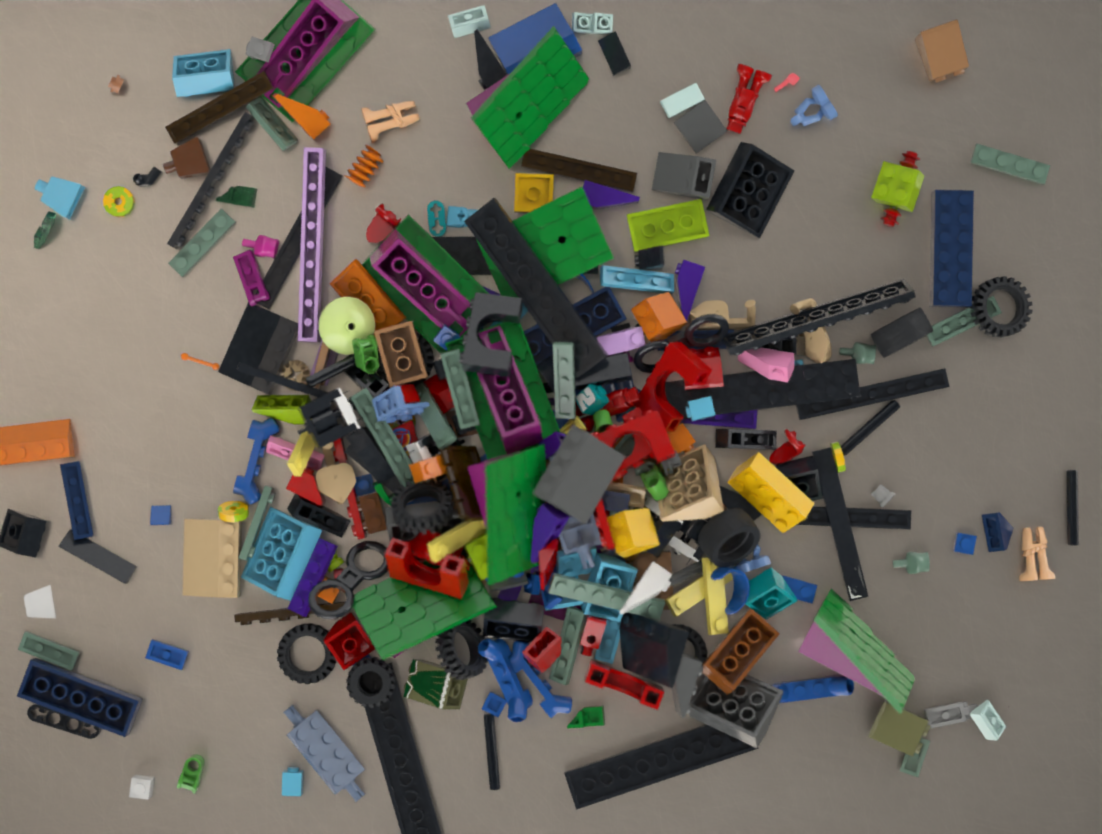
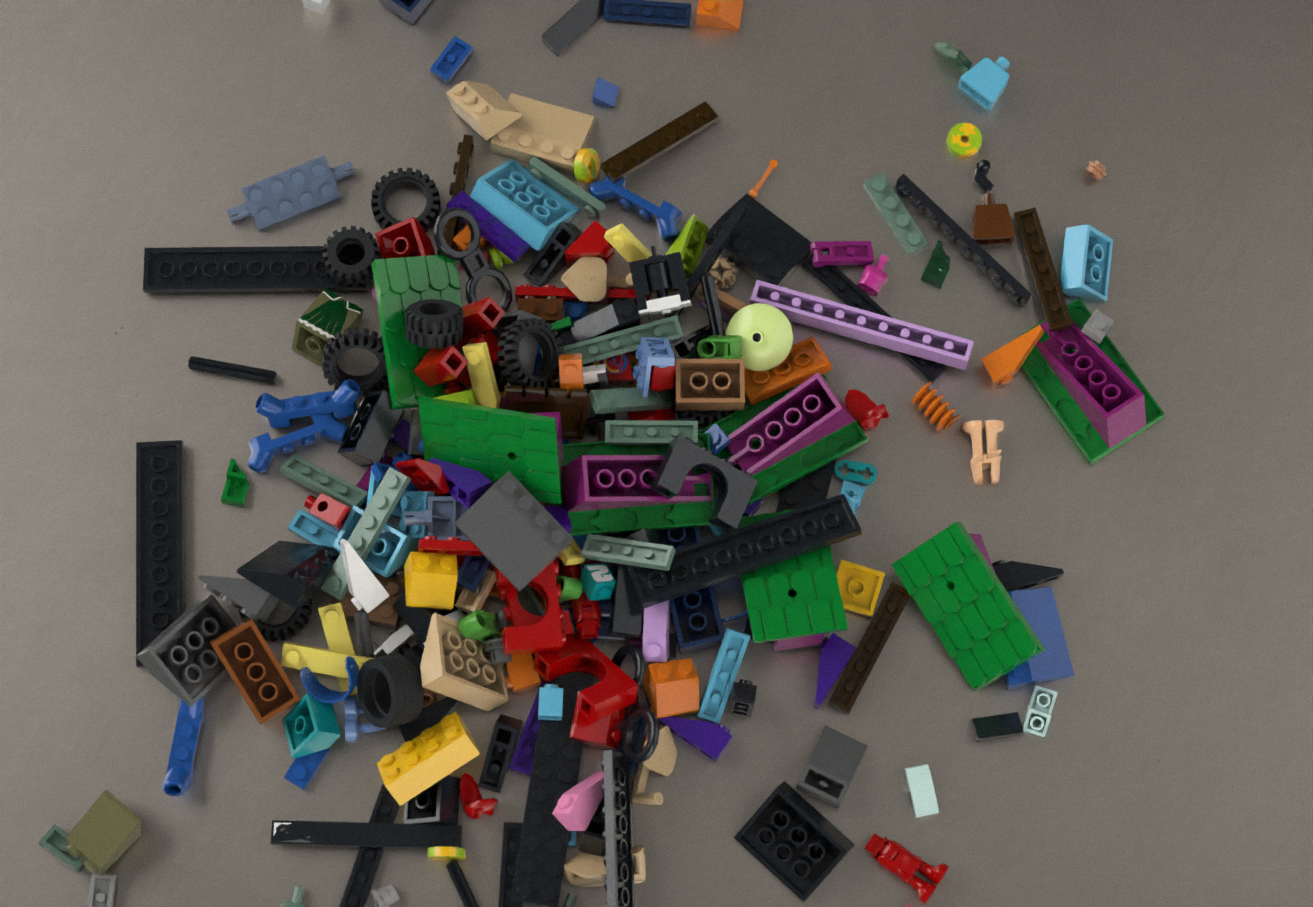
camera: 100 degrees right, 15 degrees down
(191, 777) = (311, 48): bright green piece -> none
(194, 456) = (659, 142): none -> dark brown plate
(206, 613) = (482, 107): none -> tan slope
(272, 123) = (1010, 321): sand green plate -> none
(284, 449) = (644, 233): bright pink plate -> none
(292, 782) = (269, 150): medium azure brick -> none
(420, 592) = (434, 323): none -> black tyre
(469, 21) = (1076, 571): light aqua slope -> none
(494, 704) = (284, 385): blue plate -> none
(543, 650) = (326, 449): red torso -> none
(642, 690) = (279, 509): red arch -> none
(668, 225) = (777, 732): lime plate -> none
(700, 126) = (885, 803): dark grey tile -> none
(850, 648) = (213, 805): green piece -> none

